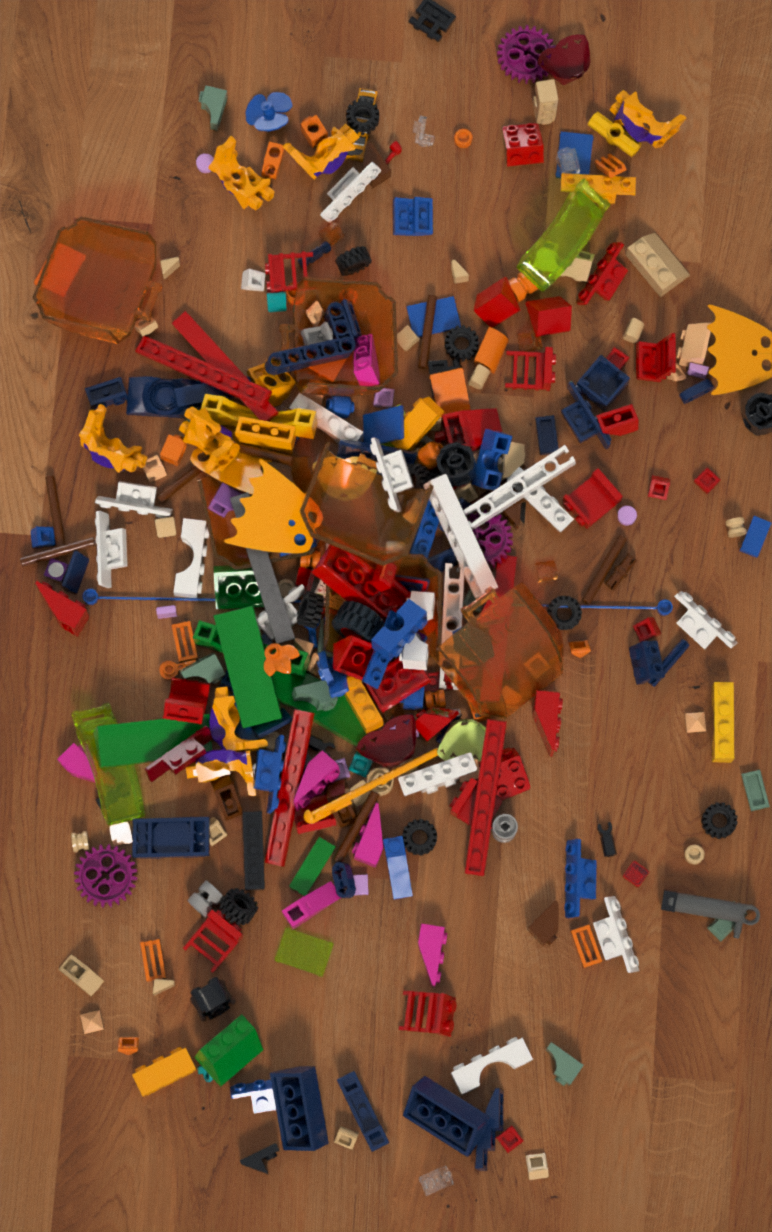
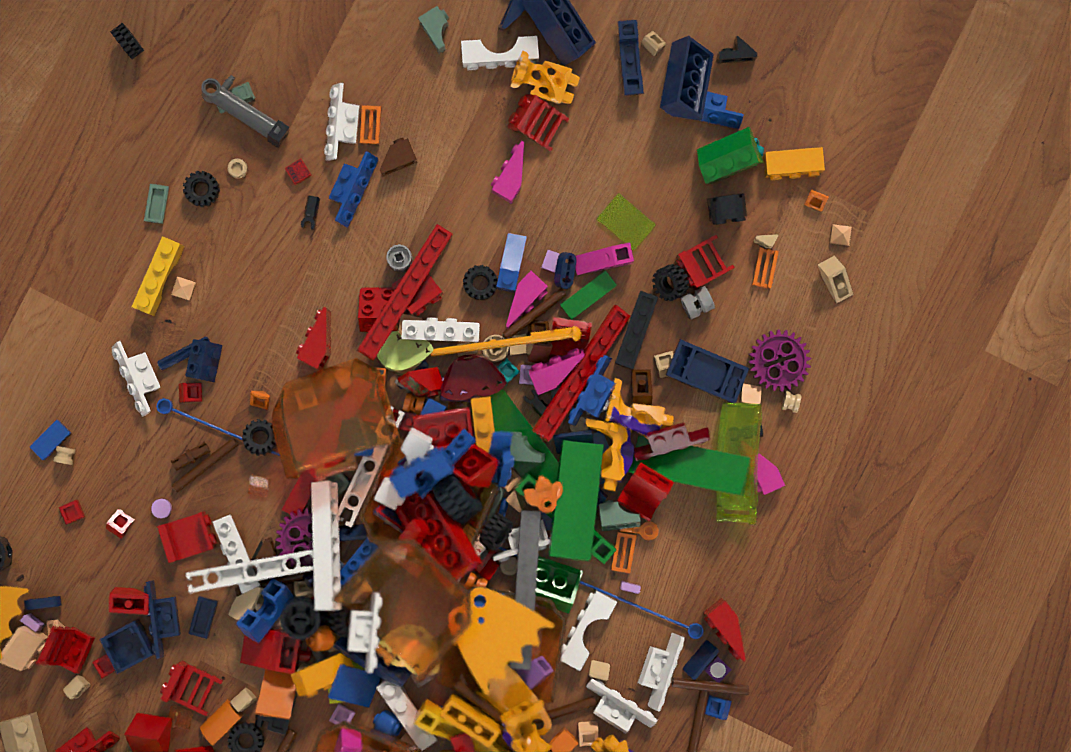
camera: 155 degrees left, 10 degrees up
(425, 1054) = (554, 83): none -> light orange hips

